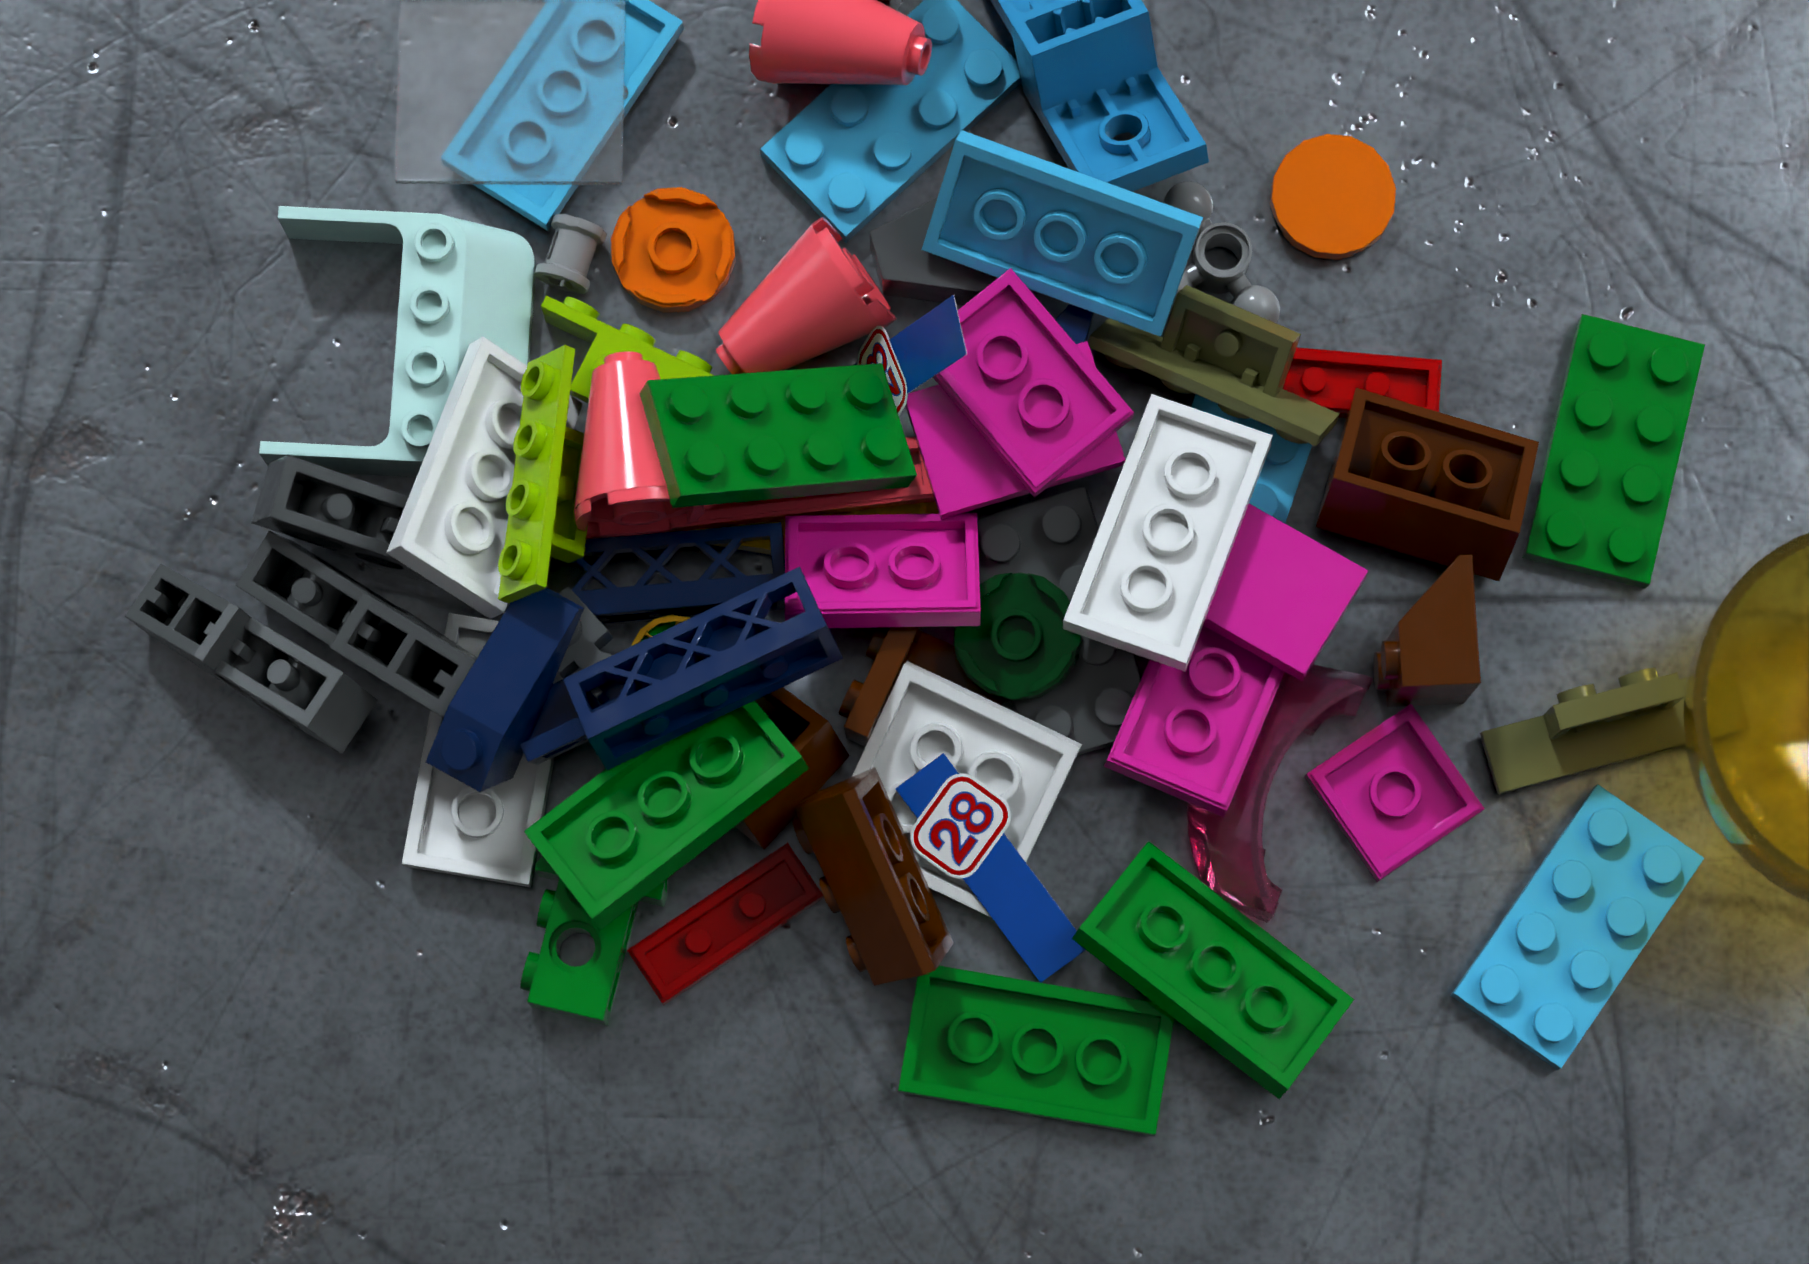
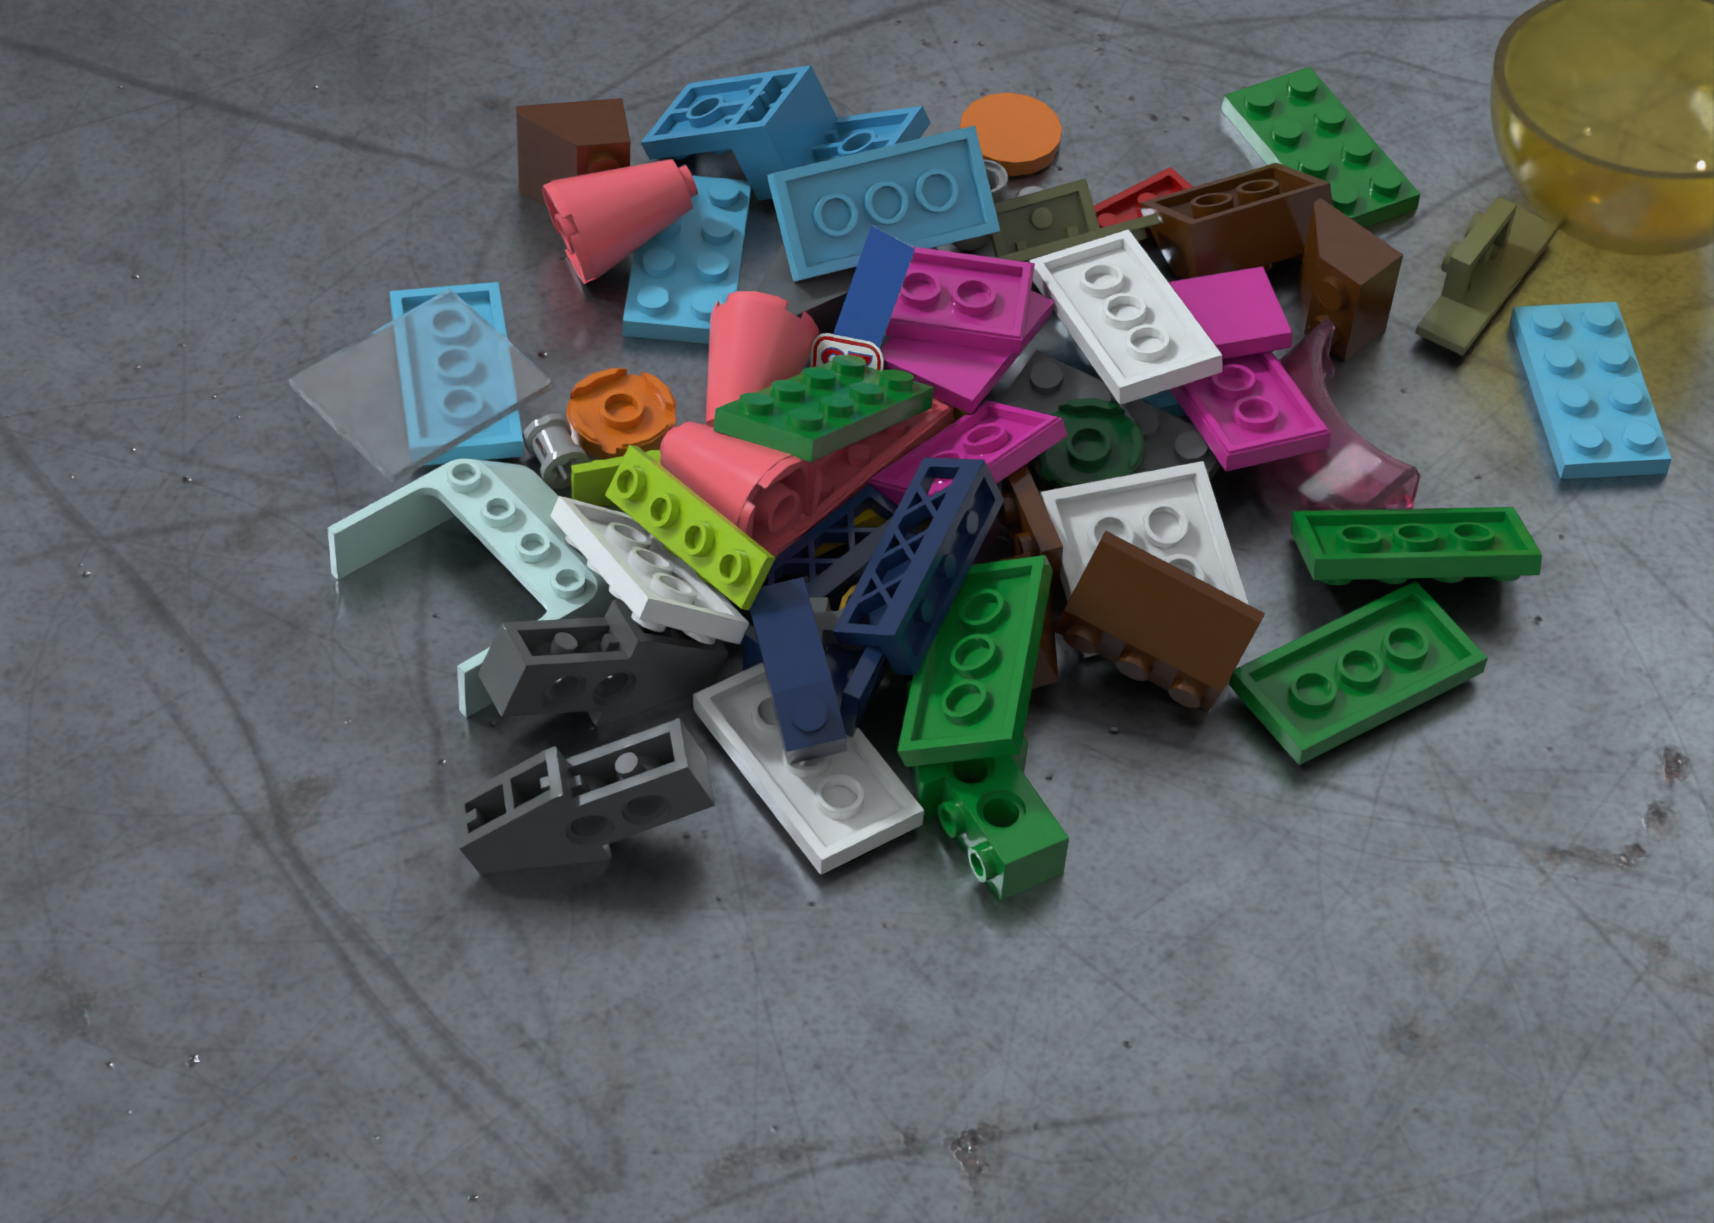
camera: 45 degrees left, 30 degrees down
(357, 622) = (718, 703): dark grey brick -> none
(725, 923) = (1078, 750): red tile -> none
(963, 836) = (1281, 597): blue sticker -> none
(1394, 792) = (1403, 396): dark pink tile -> none

